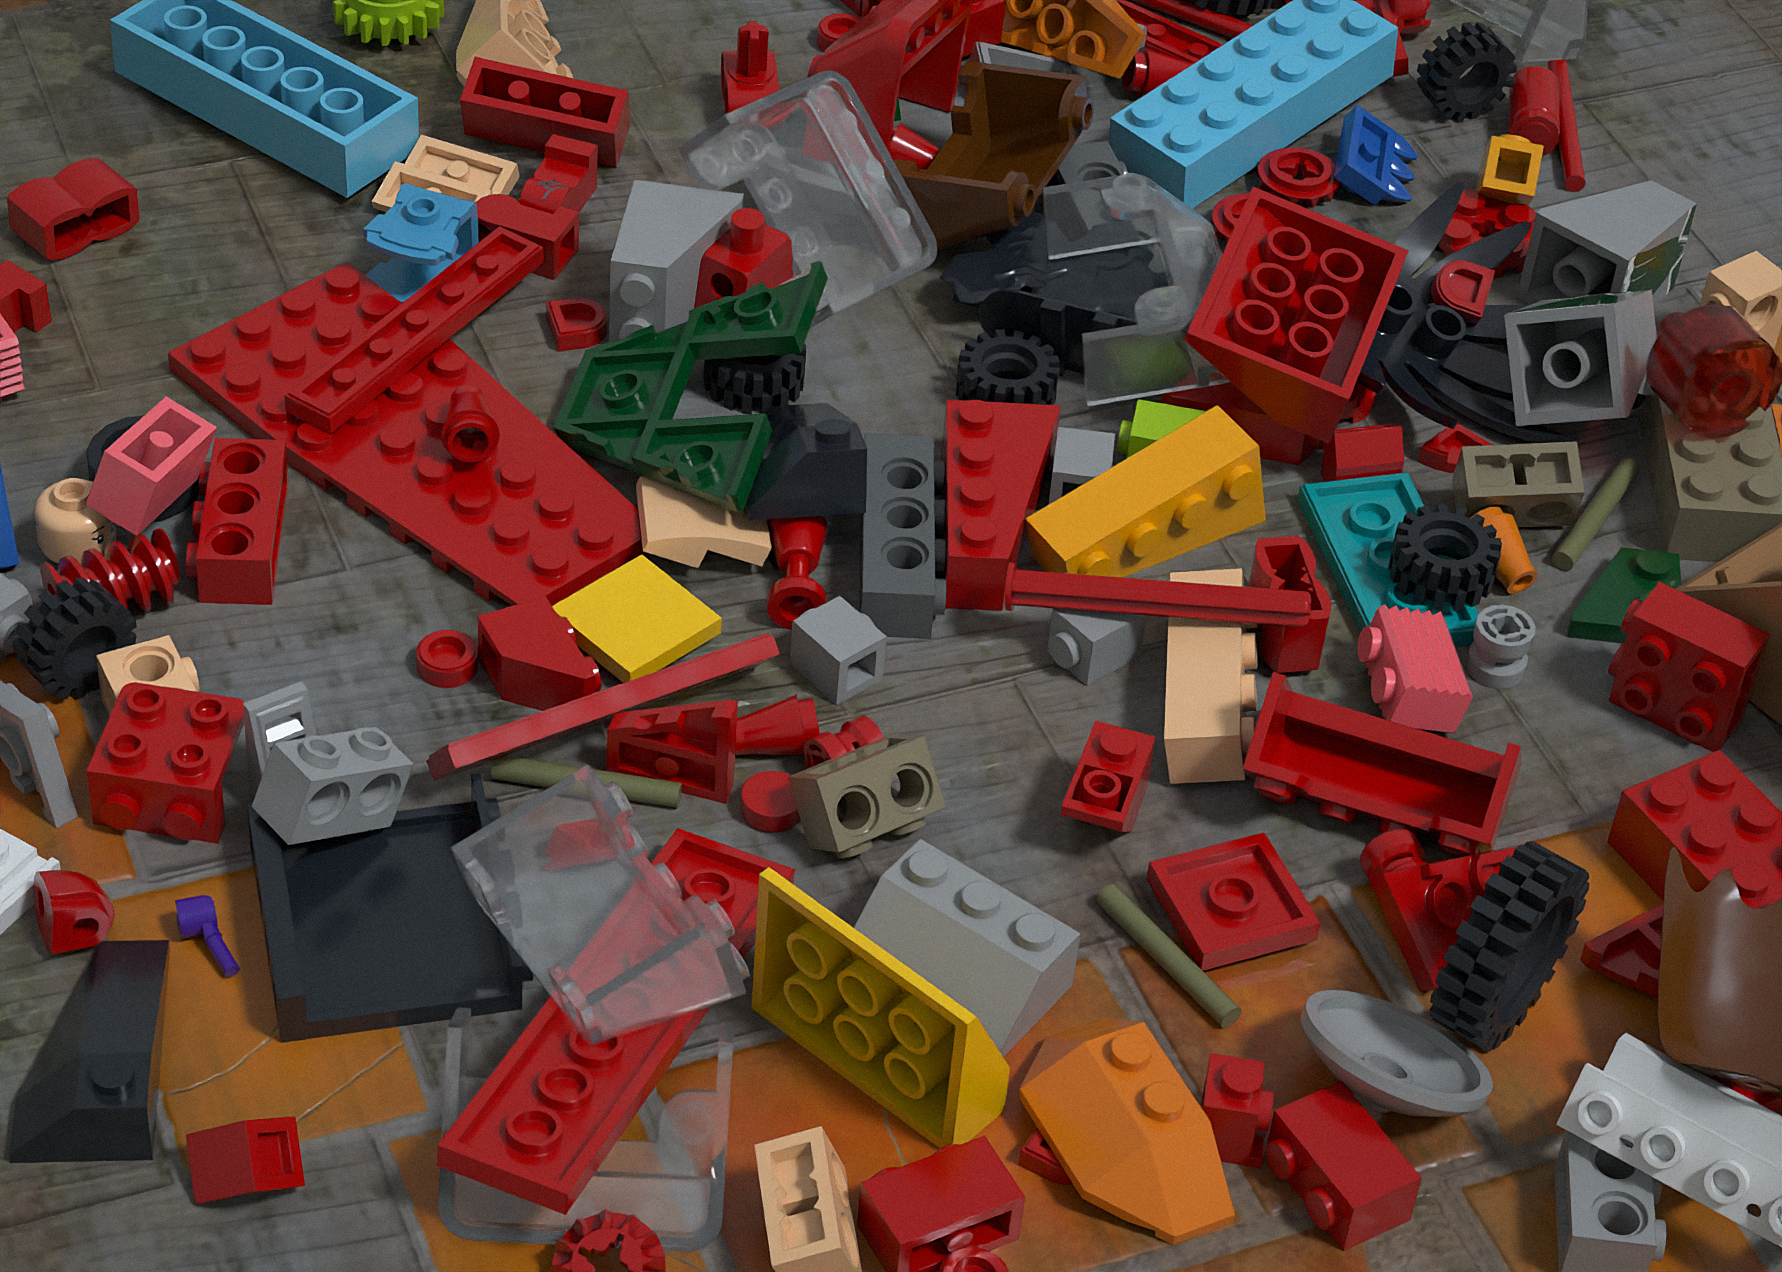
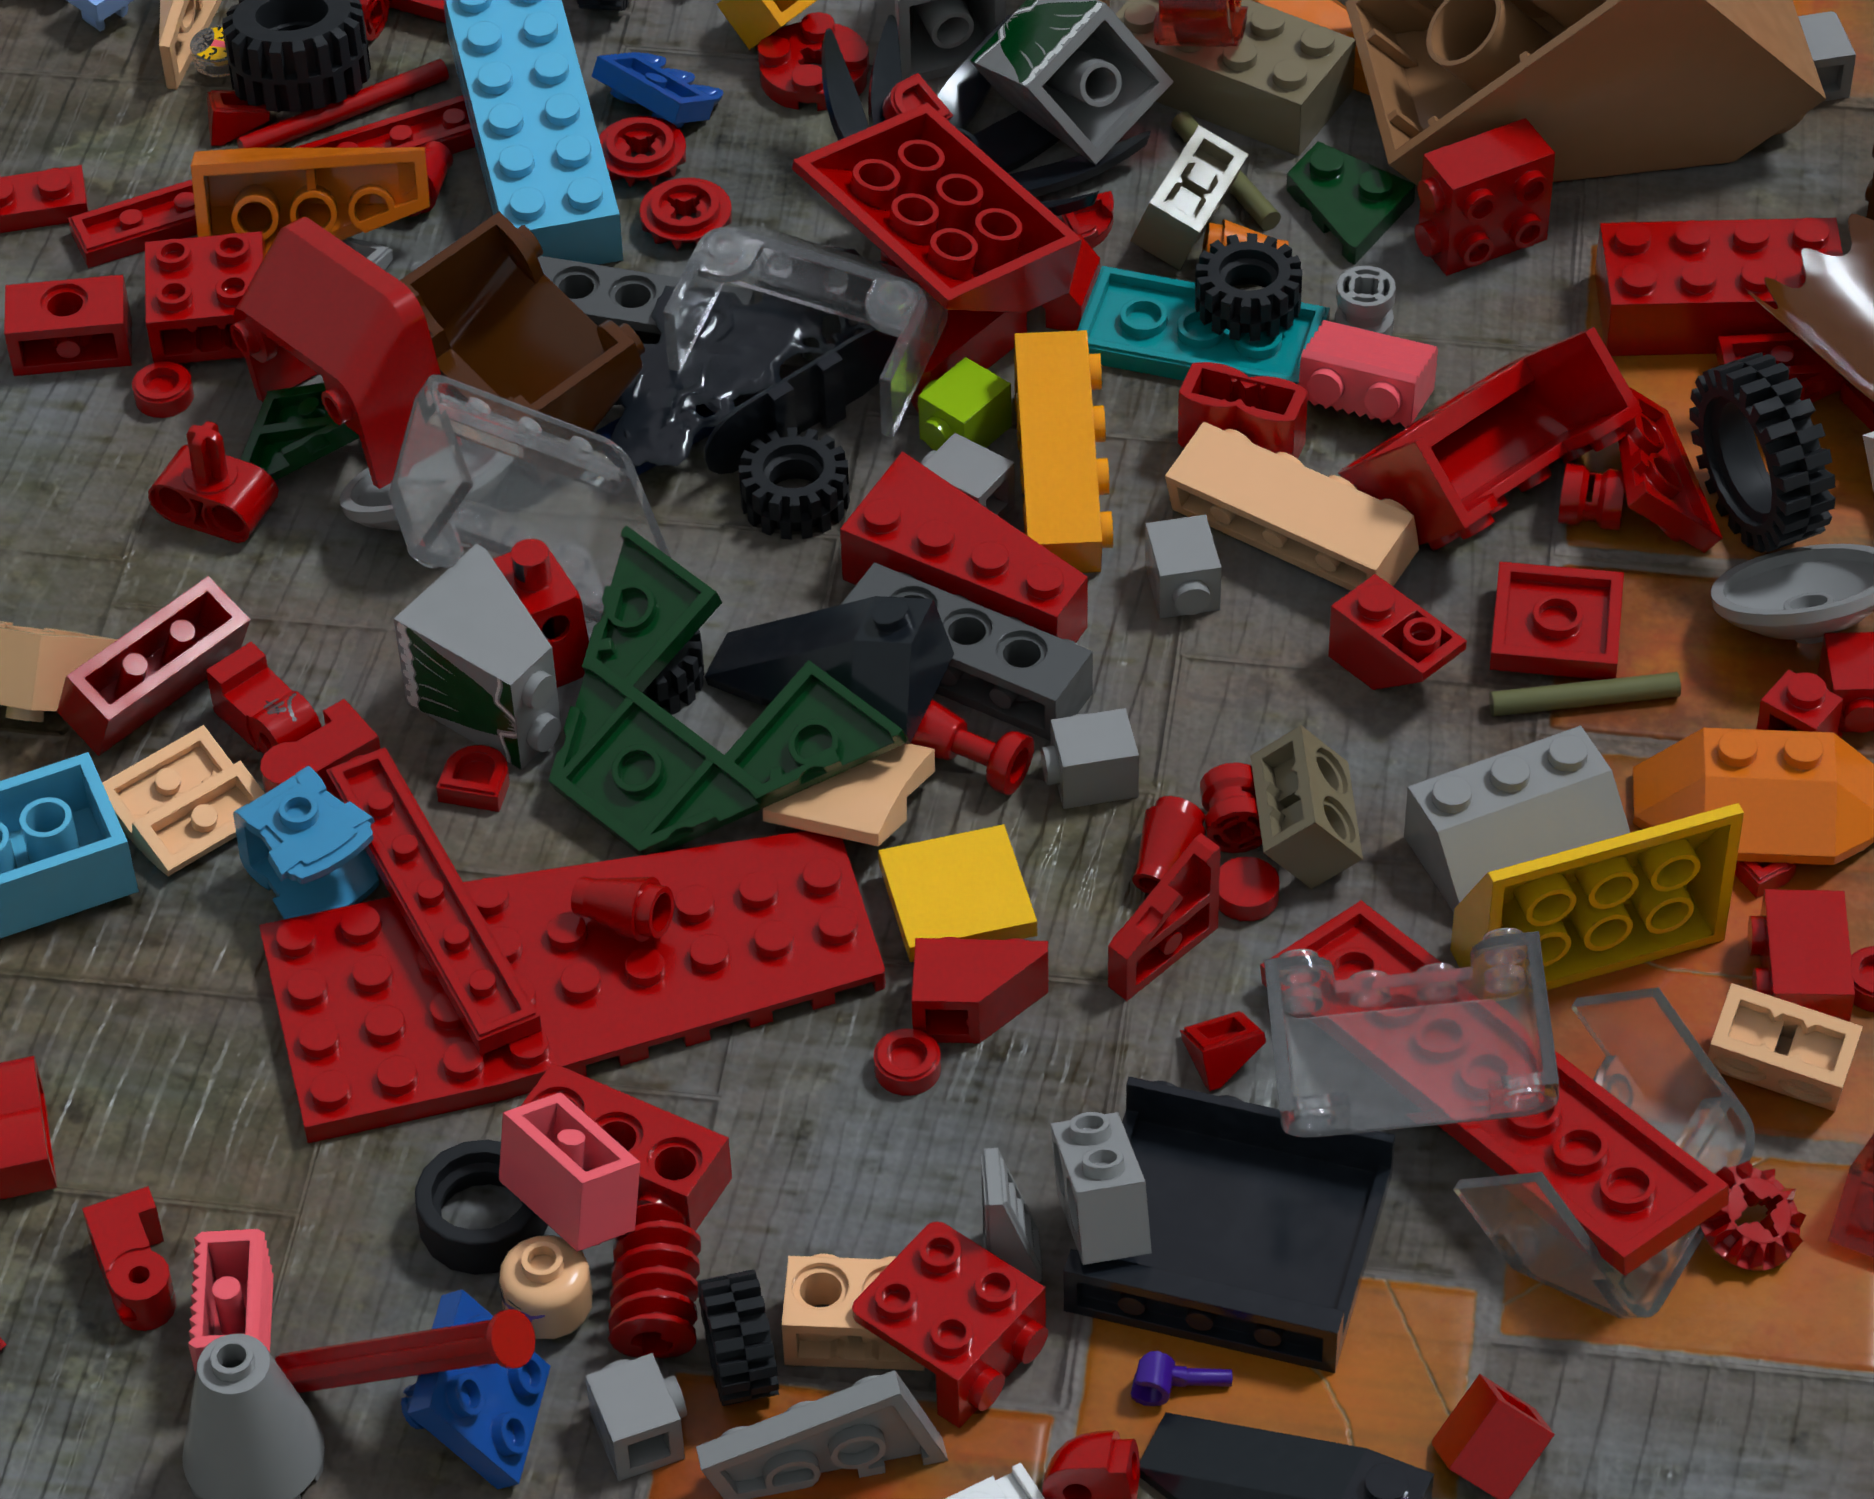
camera: 55 degrees left, 5 degrees up
(548, 774) = (1137, 1016): olive bar -> none
(601, 706) = (1079, 957): red tile -> none
(1156, 598) = (1210, 498): red axle -> none

